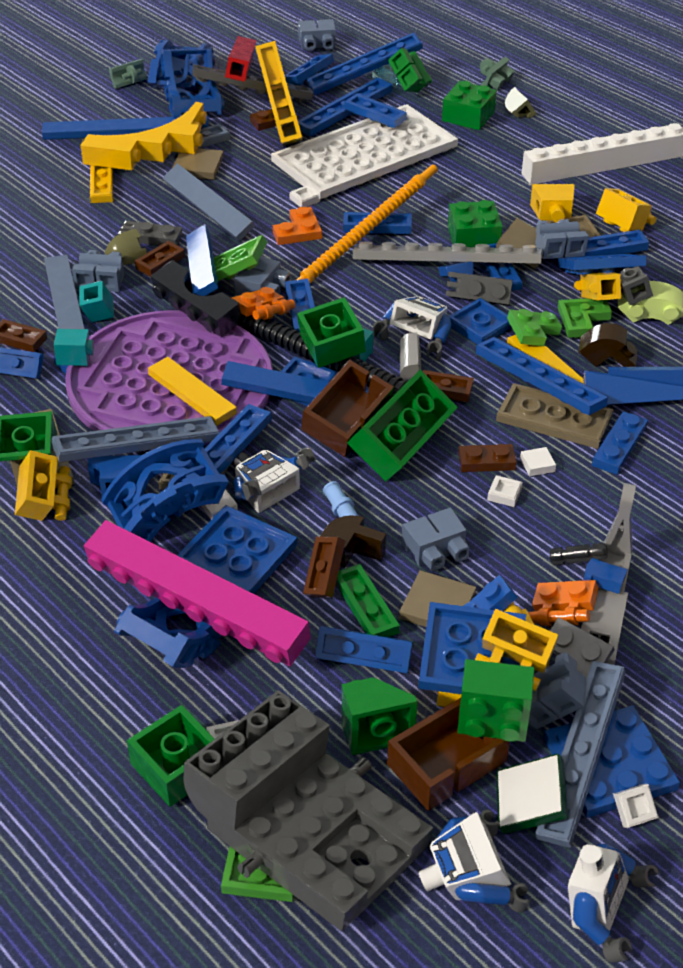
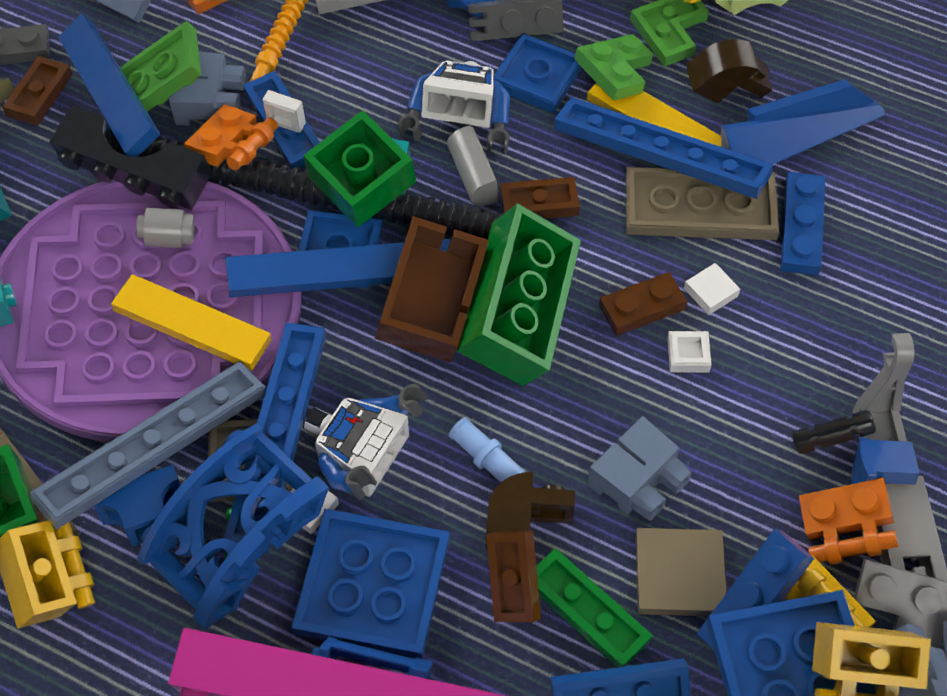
camera: 20 degrees left, 15 degrees up
(200, 339) = (166, 228): none -> light grey brick
(302, 296) = (285, 110): none -> white tile

